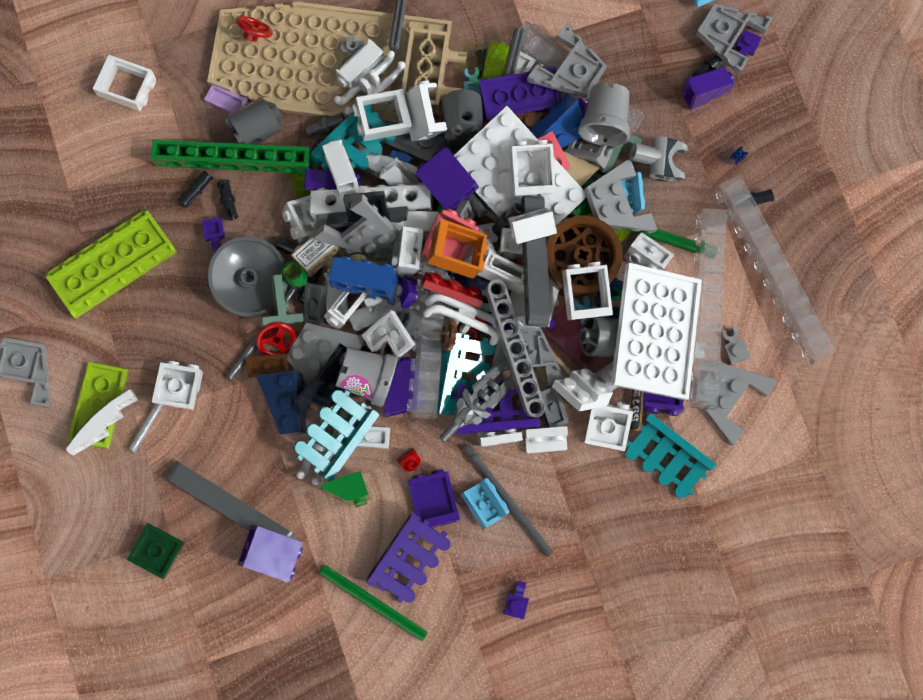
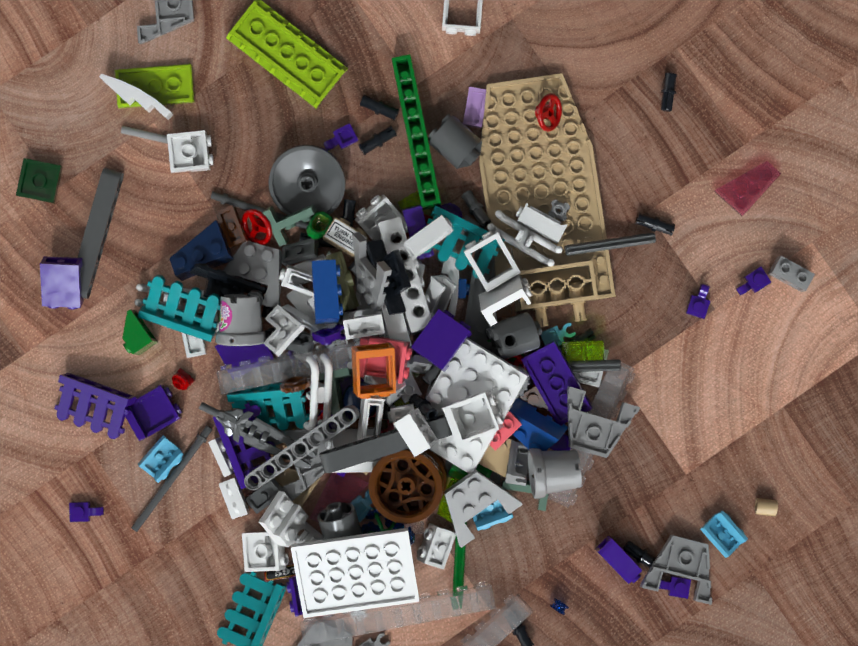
camera: 75 degrees right, 10 degrees up
(373, 602) = (47, 385): green axle -> none
(452, 289) = (339, 375): red plate -> none
(604, 291) = (351, 507): white window -> none
(660, 158) = (533, 531): light grey connector -> none

